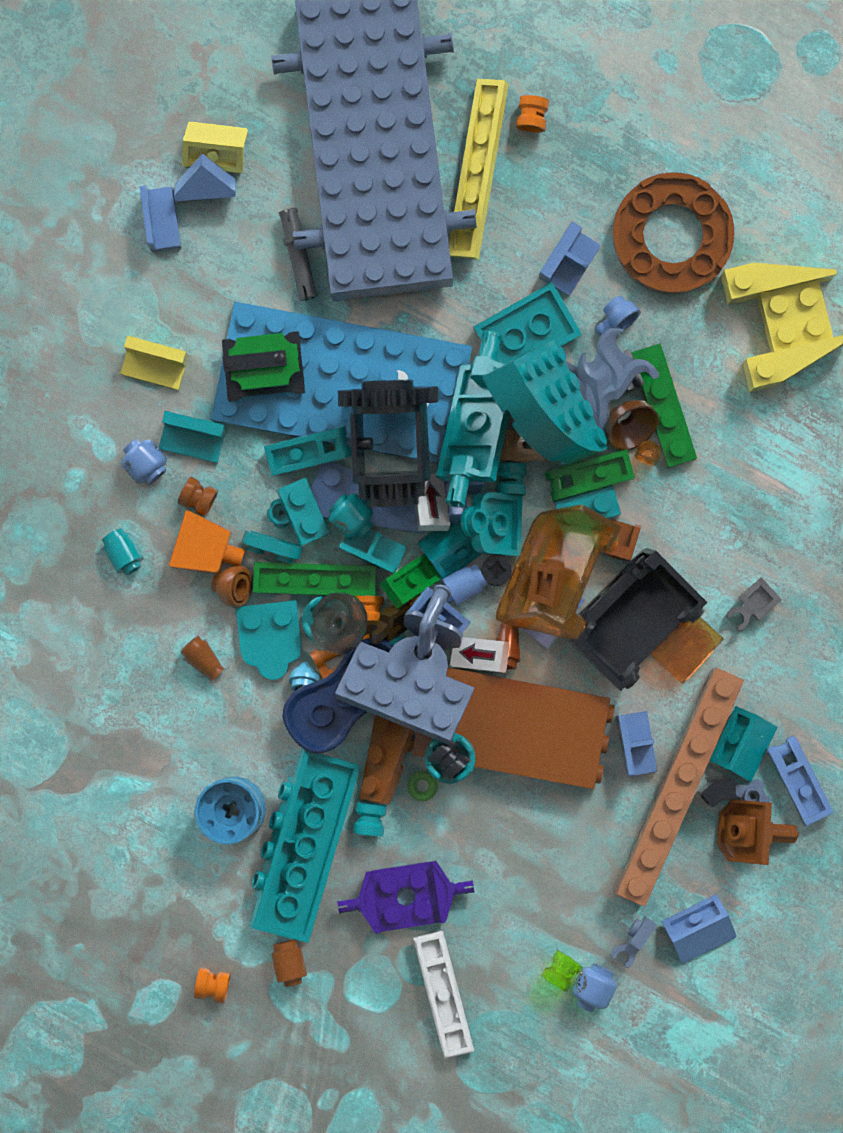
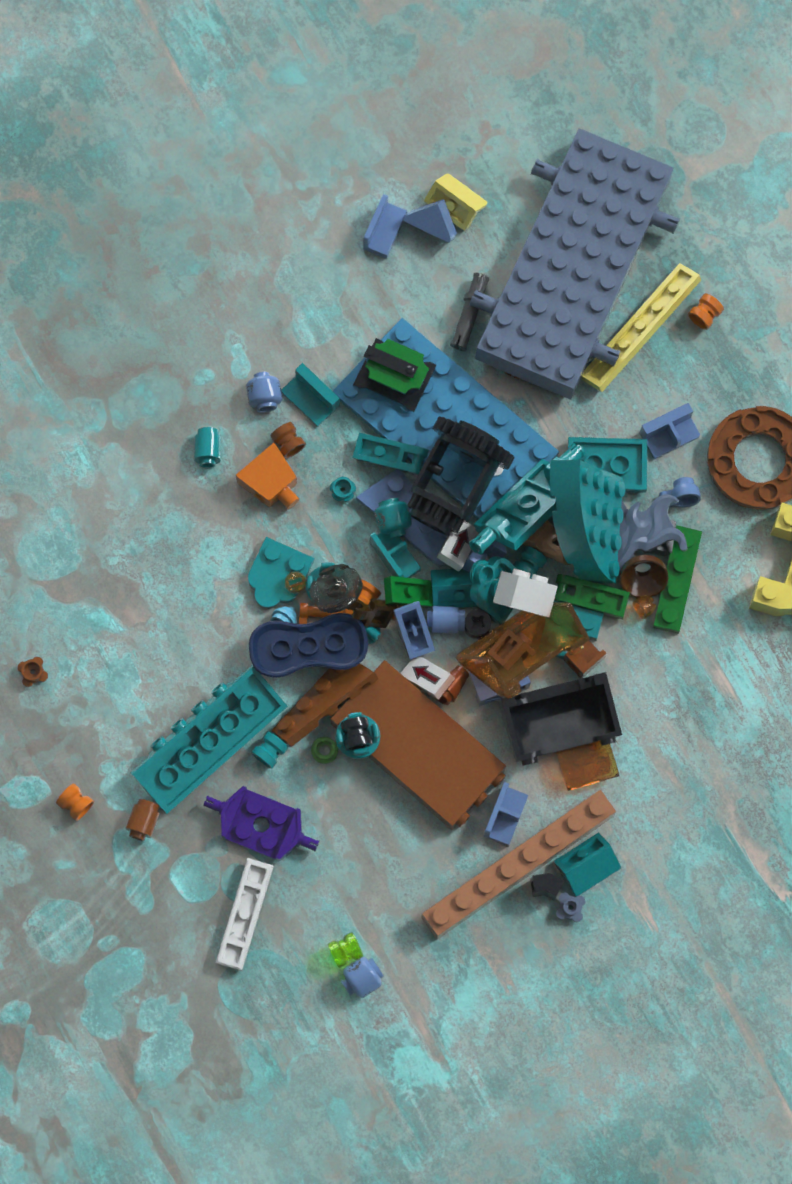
camera: 25 degrees right, 10 degrees down
(80, 881) = (39, 675): none -> dark orange plate
(154, 362) = (316, 326): light yellow panel -> none
(202, 658) = (218, 558): dark orange cone -> none
(214, 817) = (168, 663): dark azure wheel -> none
(233, 586) = (274, 519): dark orange brick -> none
(284, 550) = (312, 499): teal plate -> none
(287, 633) = (297, 587): none -> hinge
(302, 511) = (359, 495): teal plate -> none
(314, 579) = (335, 548): green plate -> none
(408, 686) = (358, 663): sand blue plate -> none
(529, 517) = (525, 594): none -> white brick
(639, 933) = (421, 957): sand blue plate -> none
(699, 928) = (469, 983): medium blue panel -> none
(747, 831) = (551, 928): dark orange piece -> none
(756, 601) = (661, 763): flat silver plate -> none
(800, 781) = (614, 918): medium blue plate -> none

